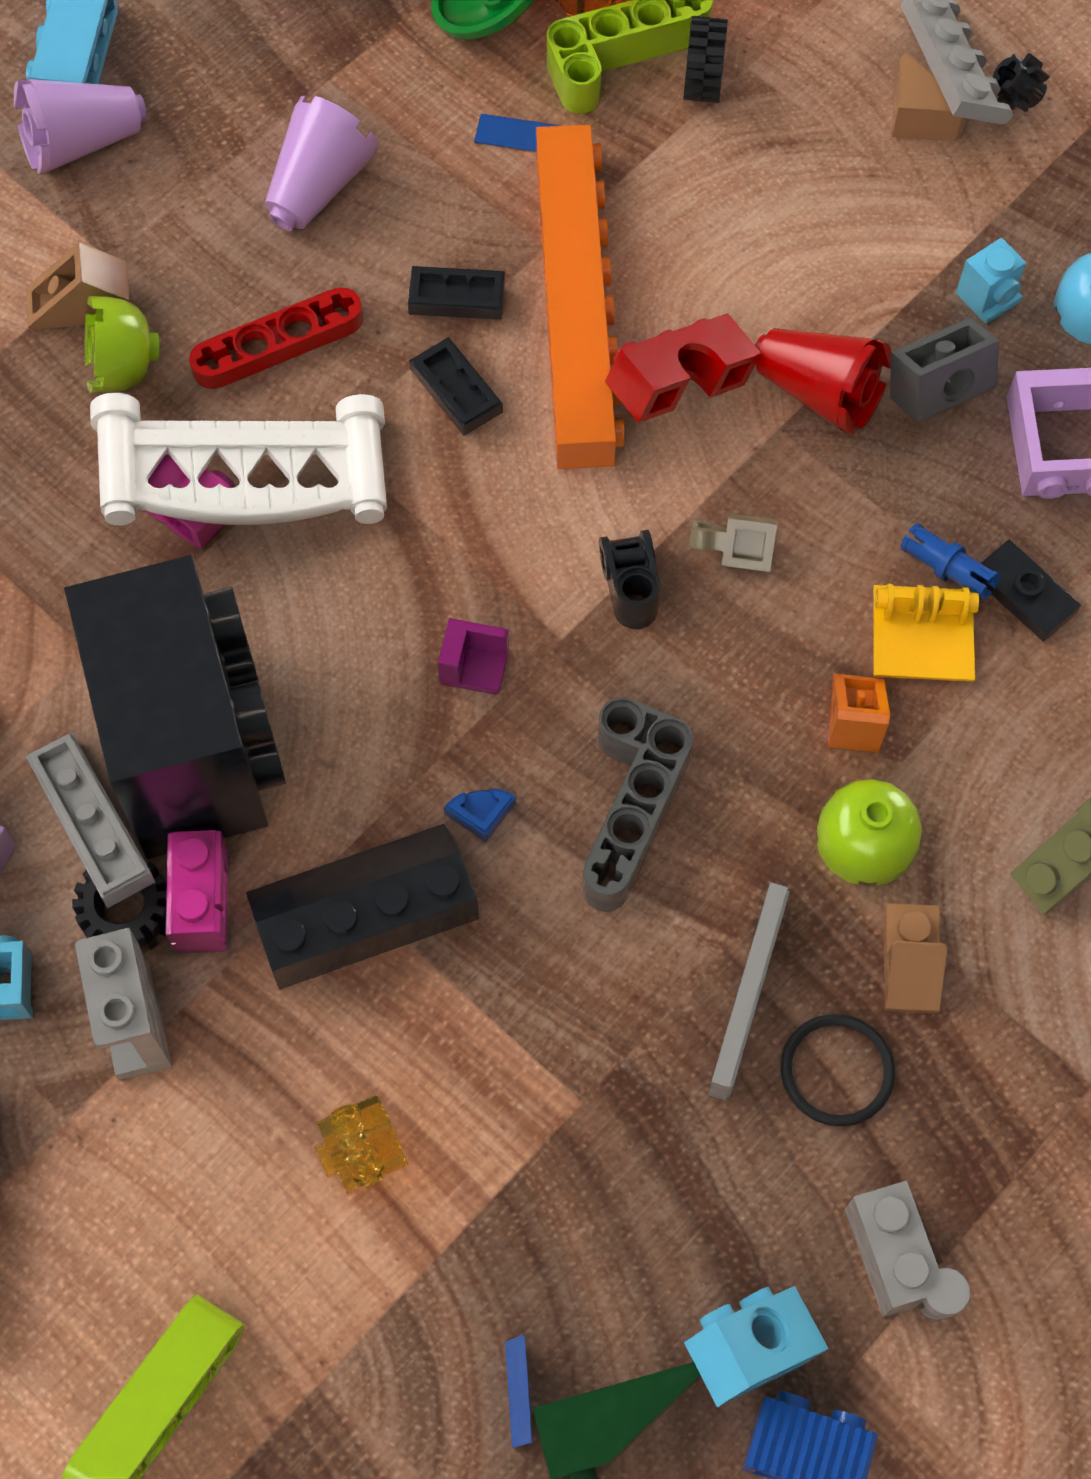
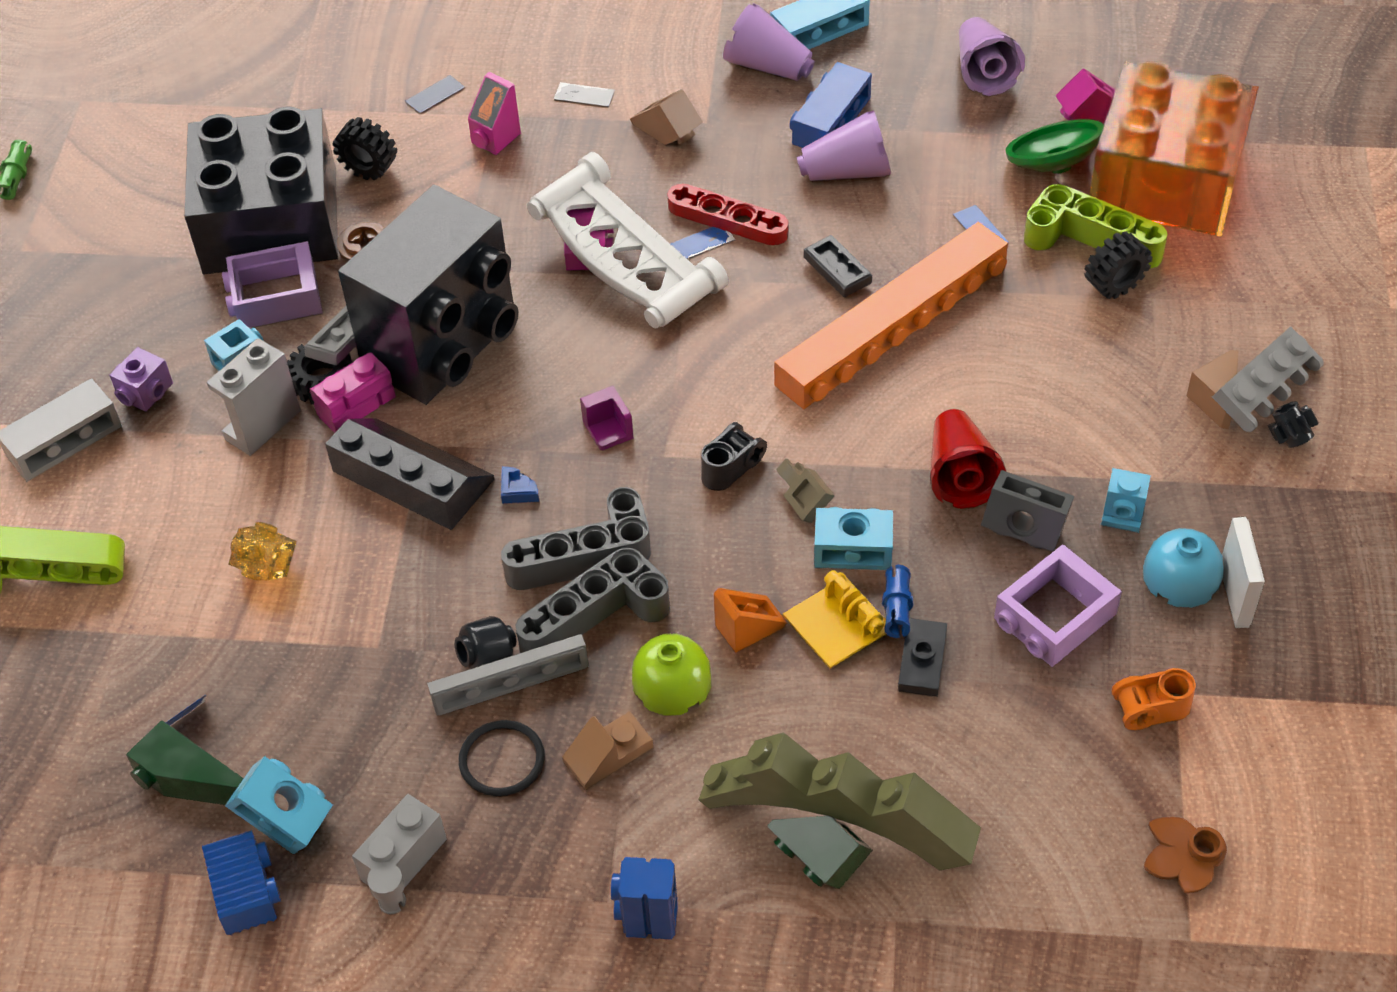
camera: 55 degrees right, 15 degrees down
(117, 345) = (645, 150): lime cylinder -> none
(223, 132) = (832, 104): none -> brick
(287, 389) = (702, 241): none -> sticker
(456, 386) = (775, 304): black plate -> none
(656, 371) = (914, 392): red arch -> none
(688, 987) = (484, 642): none -> black head
(721, 854) = (616, 581): none -> dark grey beam
(831, 567) = (853, 538): none -> medium azure brick

